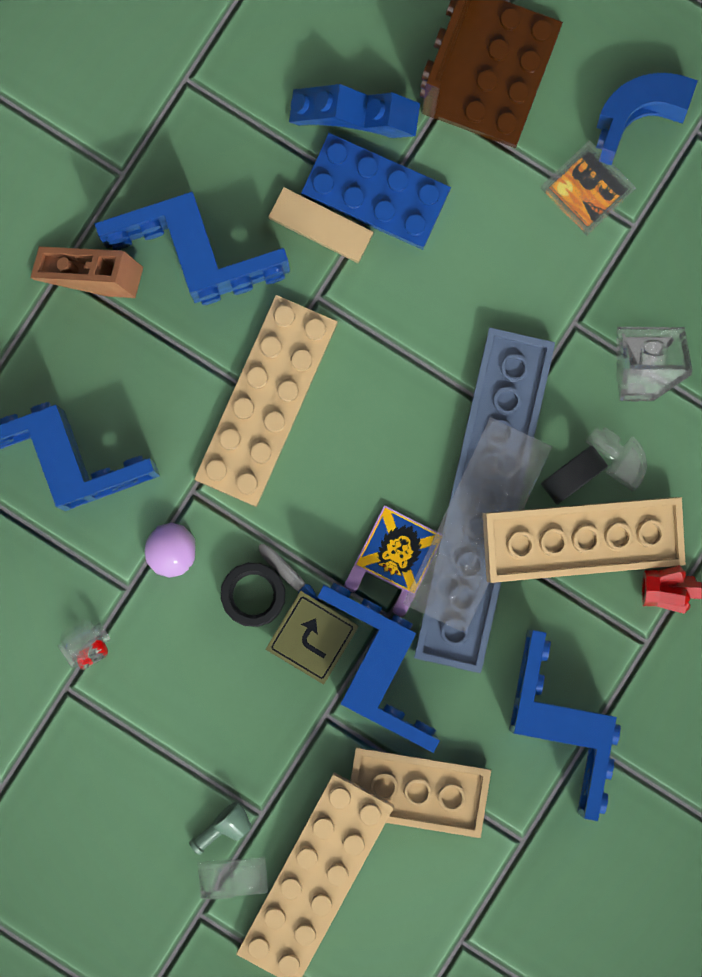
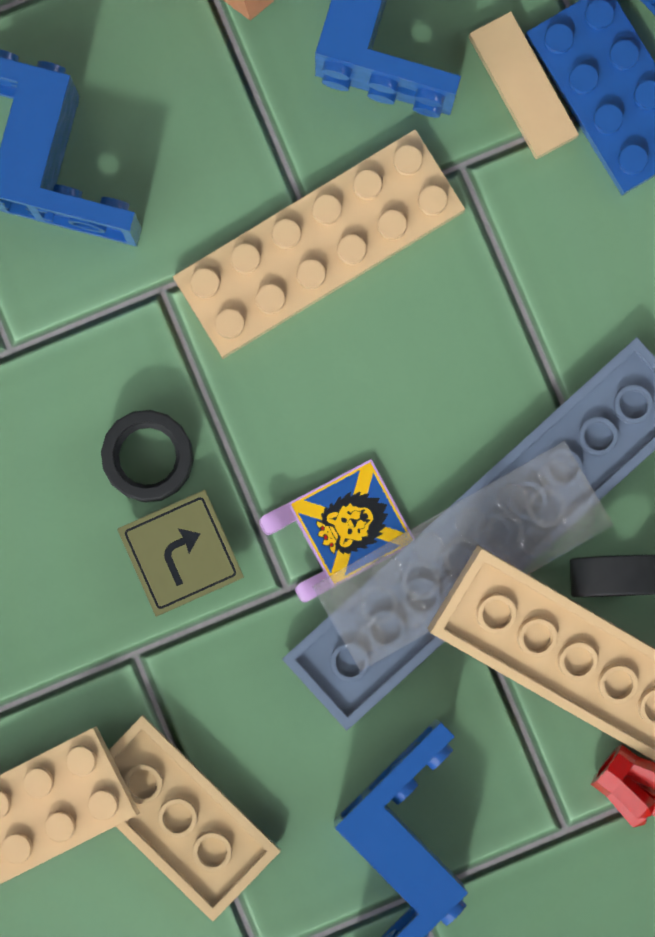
camera: 30 degrees right, 0 degrees up
(170, 550) = (88, 339): lavender hair -> none
(286, 571) = (204, 456): light grey piece -> none
(379, 667) = (232, 642): blue bracket -> none

